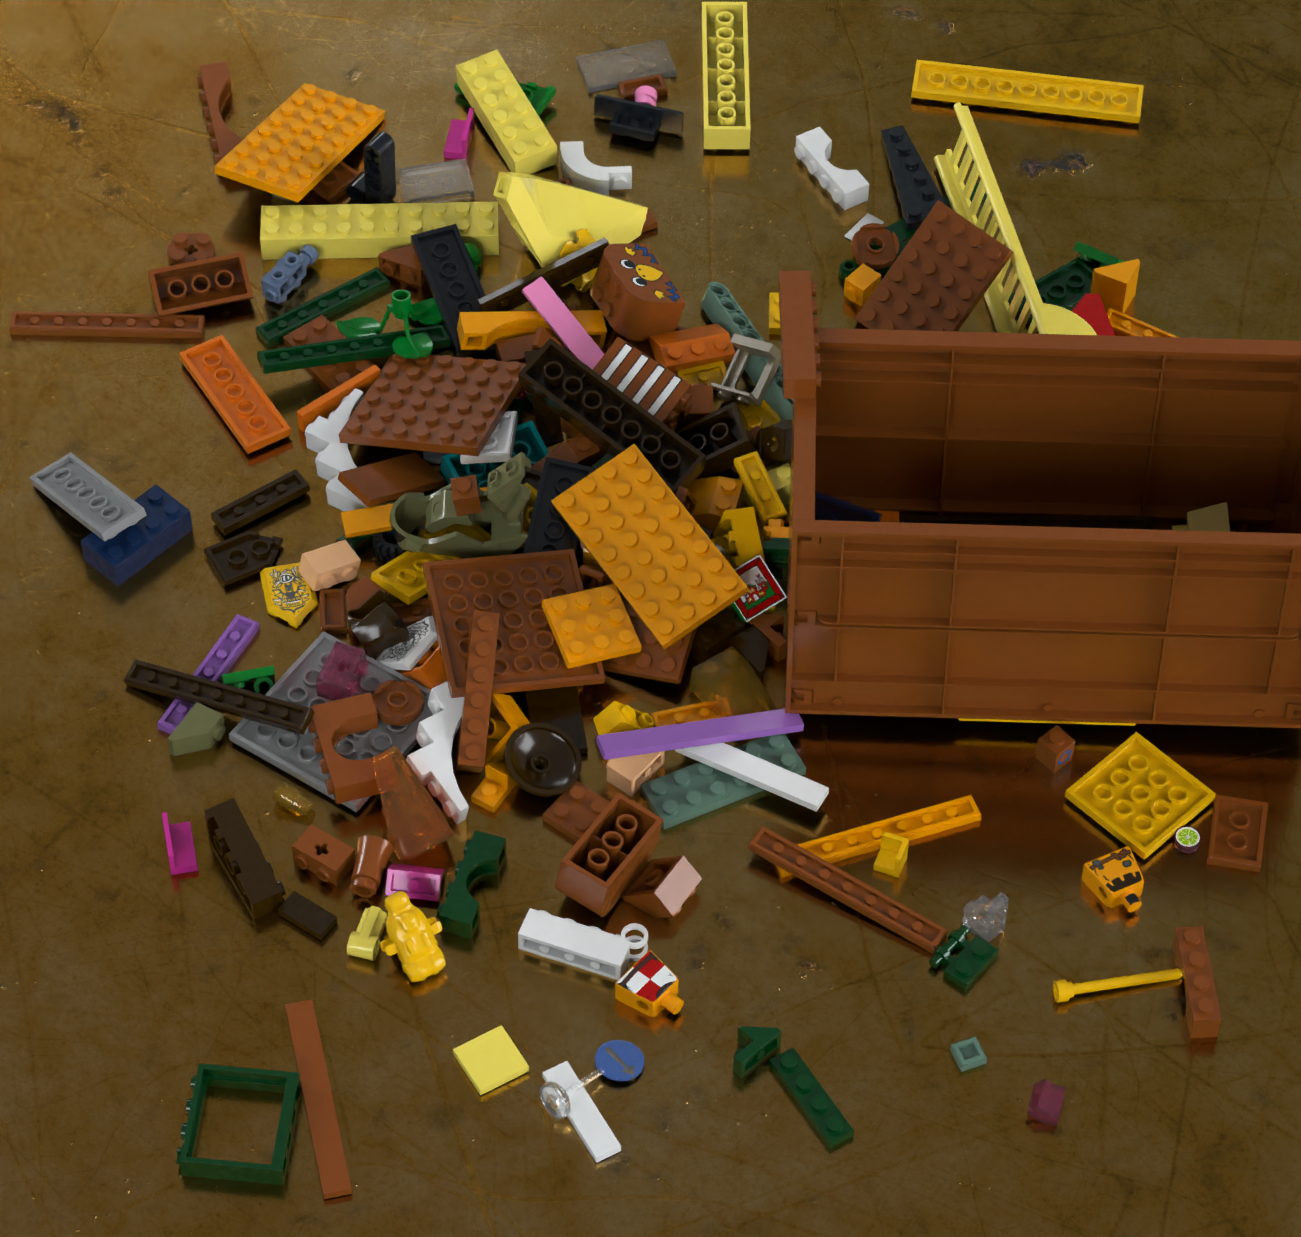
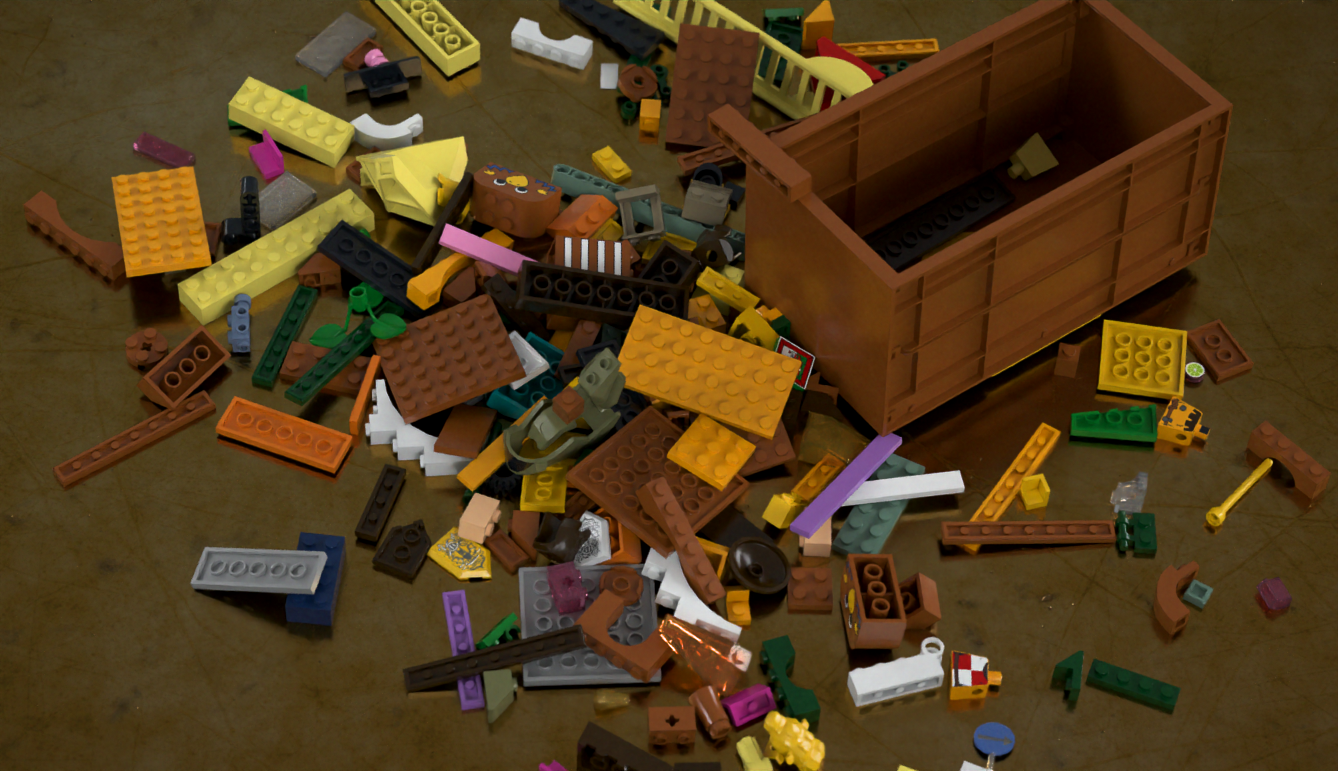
camera: 40 degrees left, 0 degrees up
(374, 84) = (163, 151): none -> clear pink tile
(933, 1029) = (1167, 607): none -> dark orange arch
(1047, 841) = (1126, 424): none -> green wing

